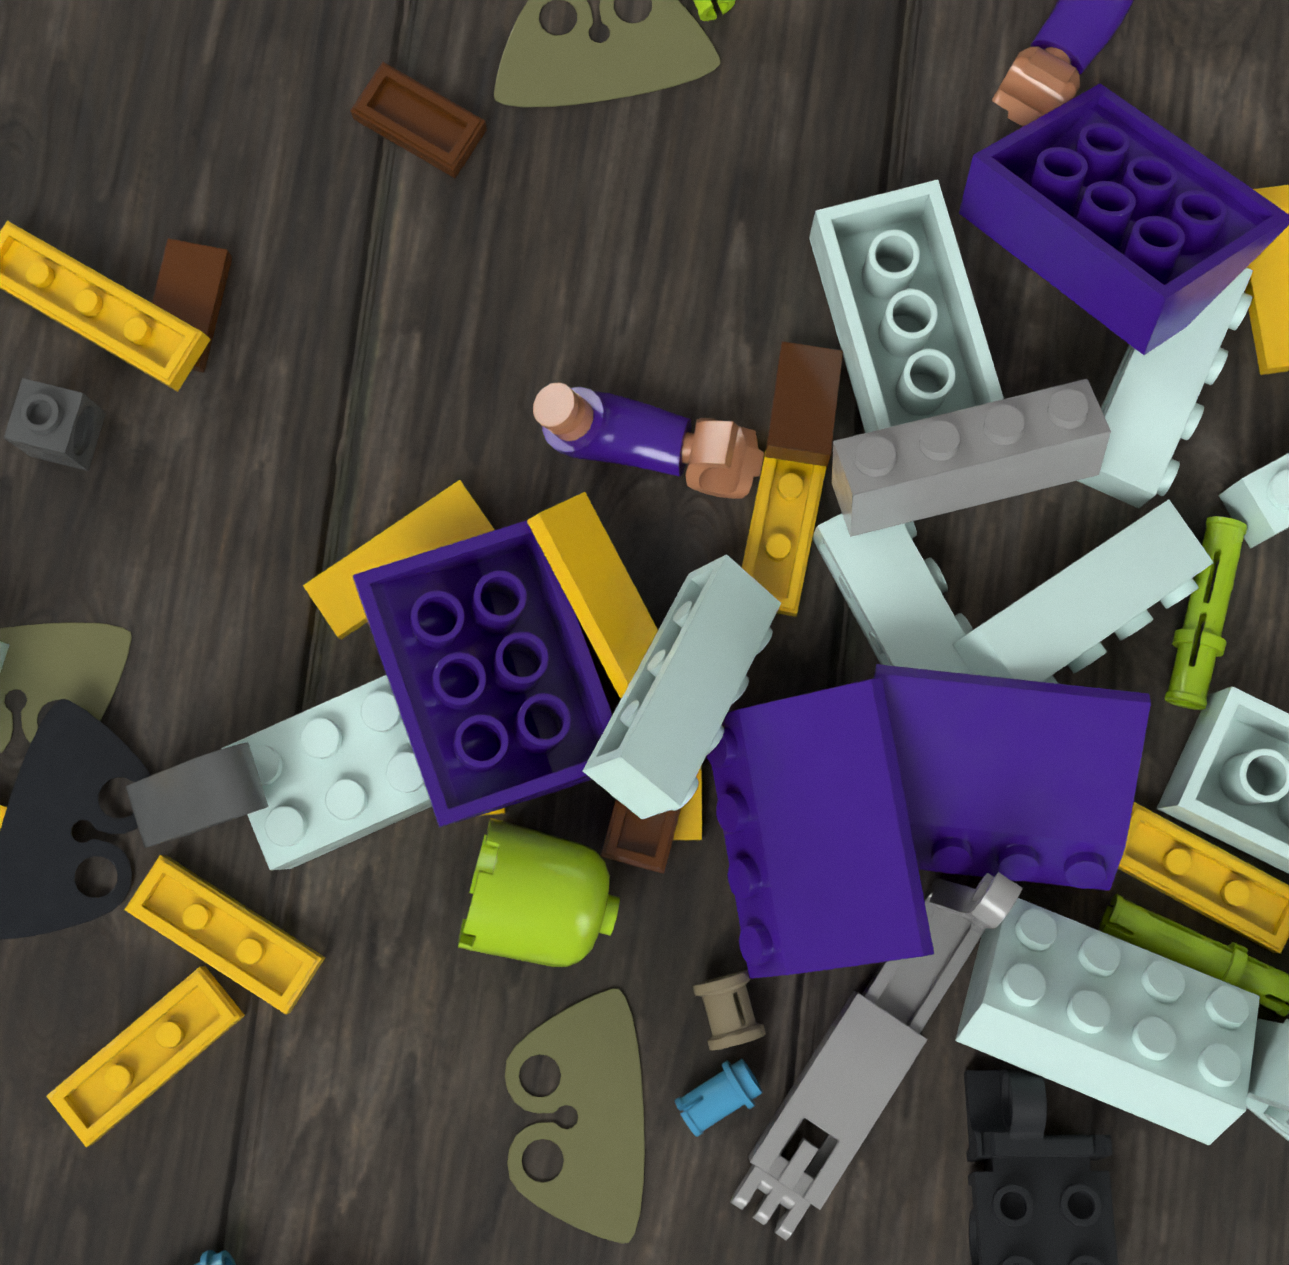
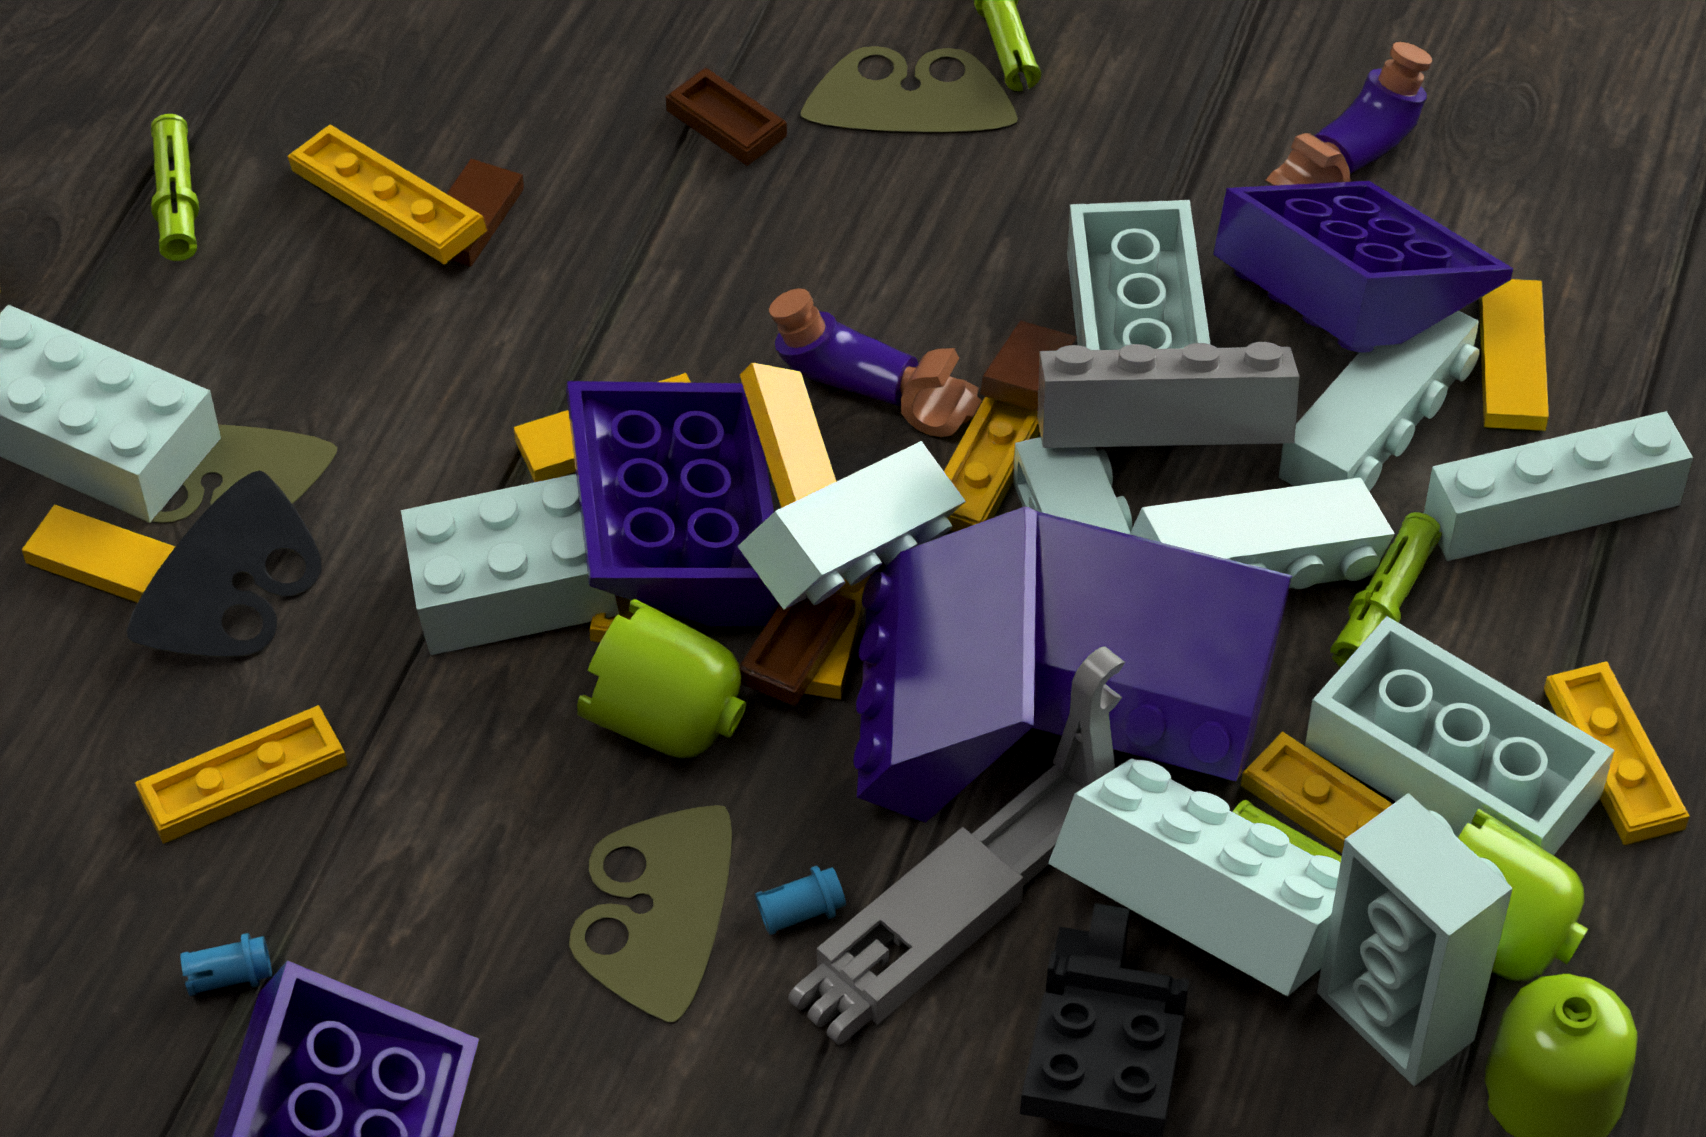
camera: 10 degrees right, 30 degrees down
(55, 424) = (324, 268): dark grey brick -> none
(197, 795) = (366, 540): dark grey beam -> none
(225, 934) = (351, 690): yellow tile -> none
(729, 1010) = (830, 825): dark tan bush -> none

